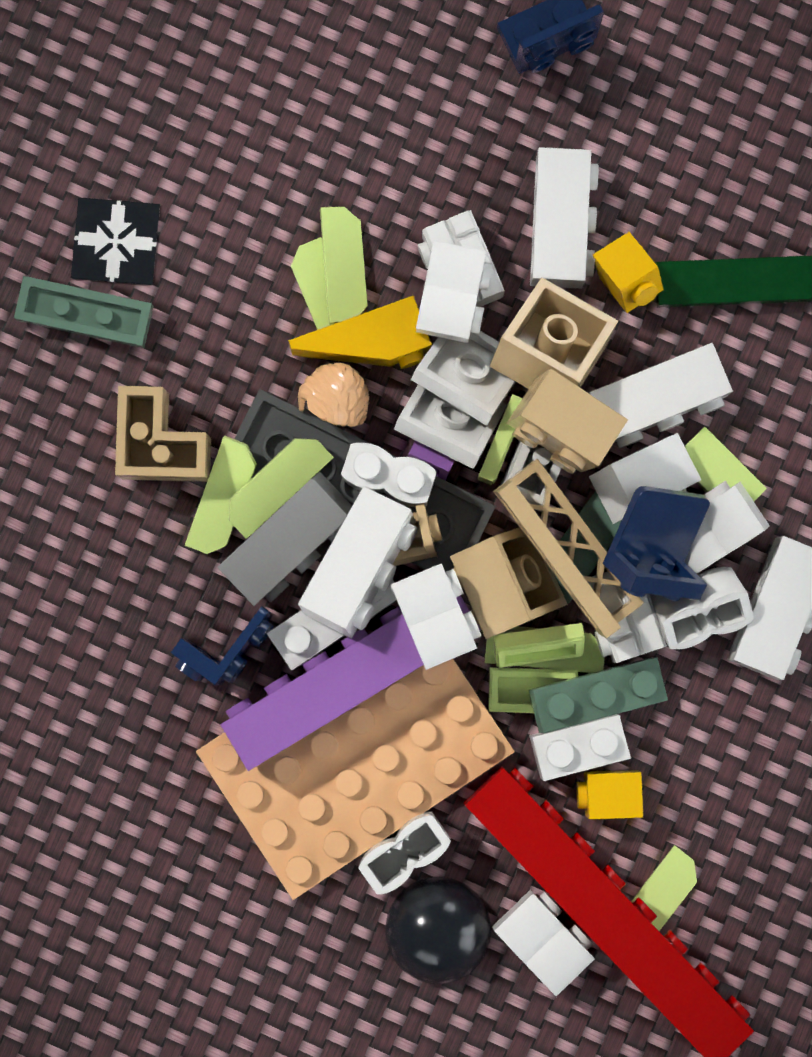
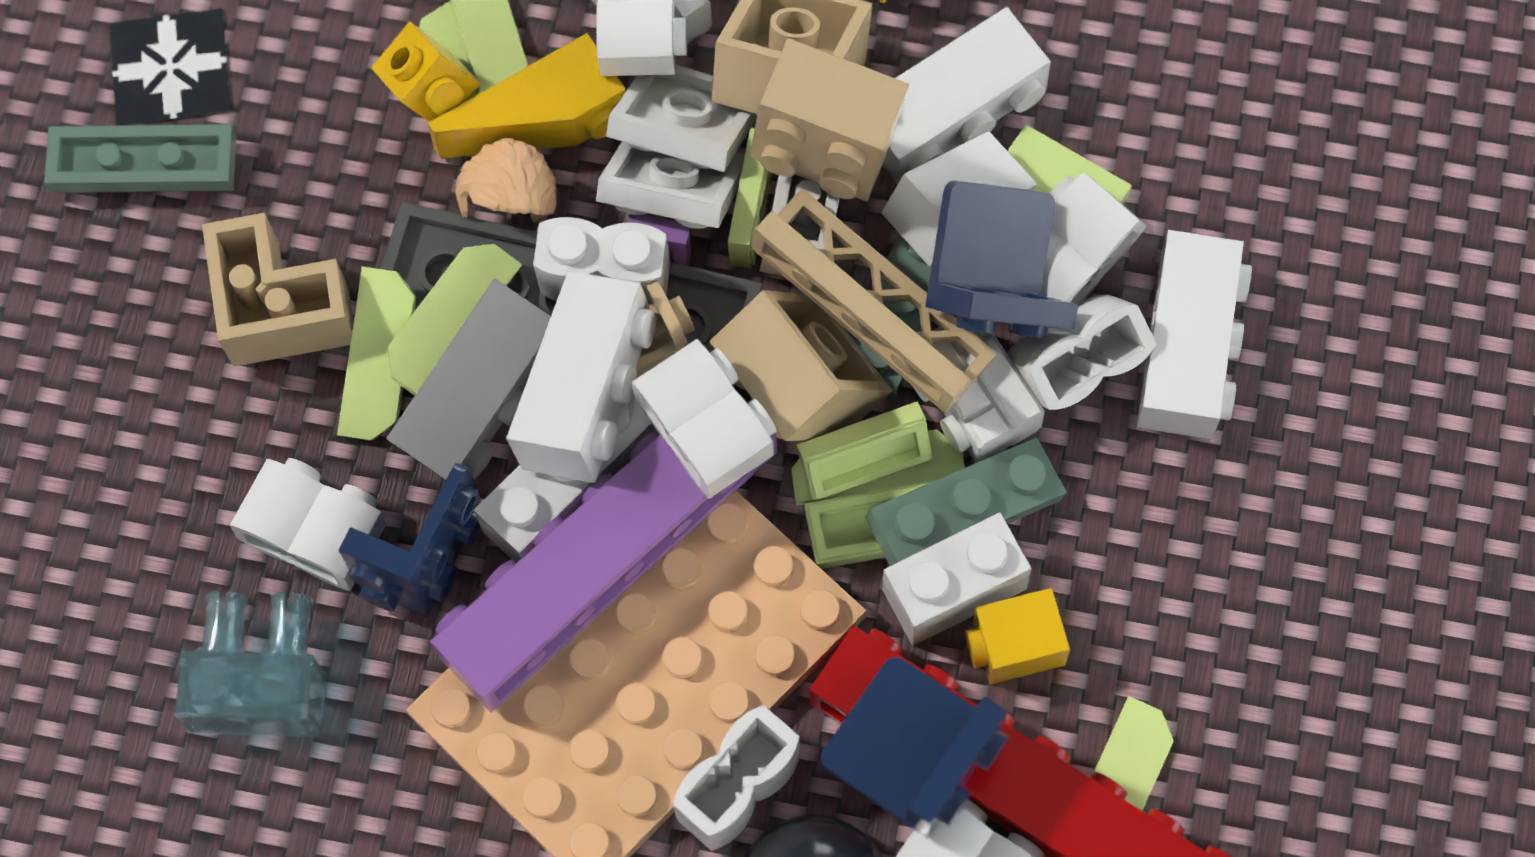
camera: 10 degrees left, 15 degrees down
(95, 720) = (252, 692): none -> clear light blue brick
(154, 607) = (303, 520): none -> white brick
(293, 300) = (424, 74): none -> yellow brick
(525, 866) = (914, 746): none -> dark blue bracket

